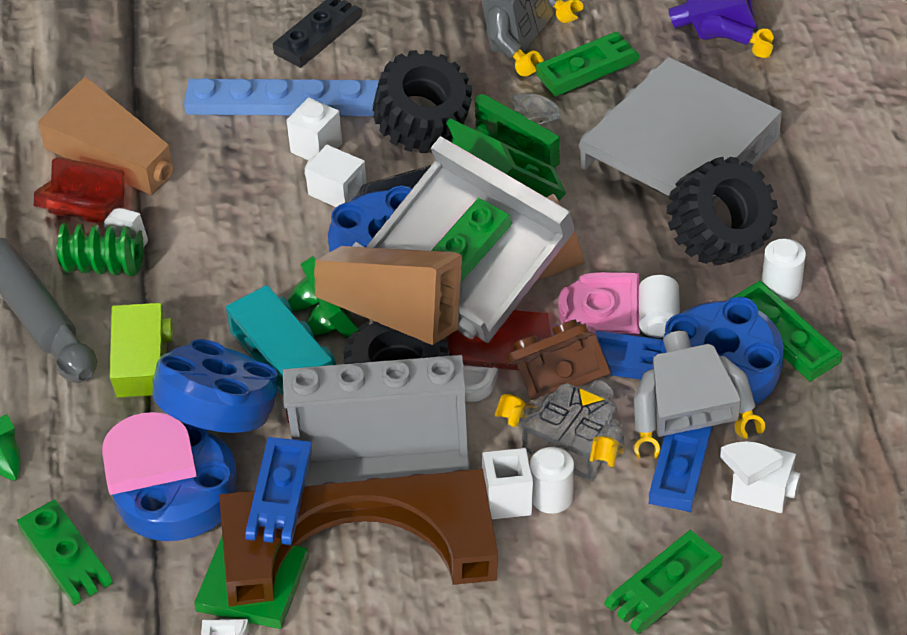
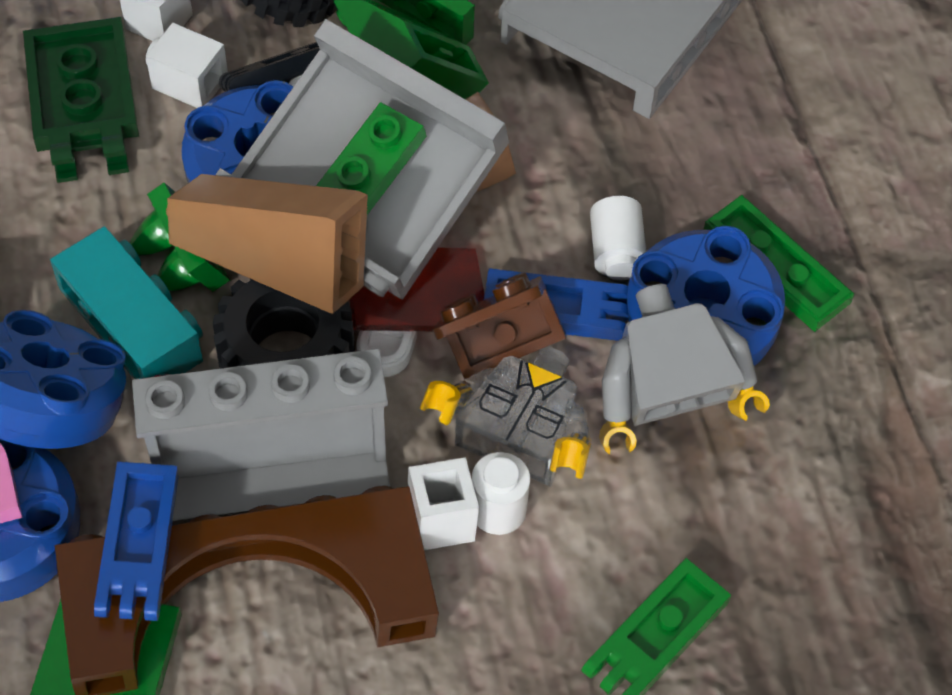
camera: 10 degrees left, 10 degrees up
(254, 195) = (80, 93): none -> dark green tile
(603, 301) = (544, 234): bright pink tile -> none
(680, 469) = (663, 469): blue hinge -> none
(741, 192) = (723, 96): black tyre -> none
(751, 460) = (761, 461): white tile -> none
(770, 490) = (775, 476): white brick -> none
(784, 268) = (773, 178): white brick -> none

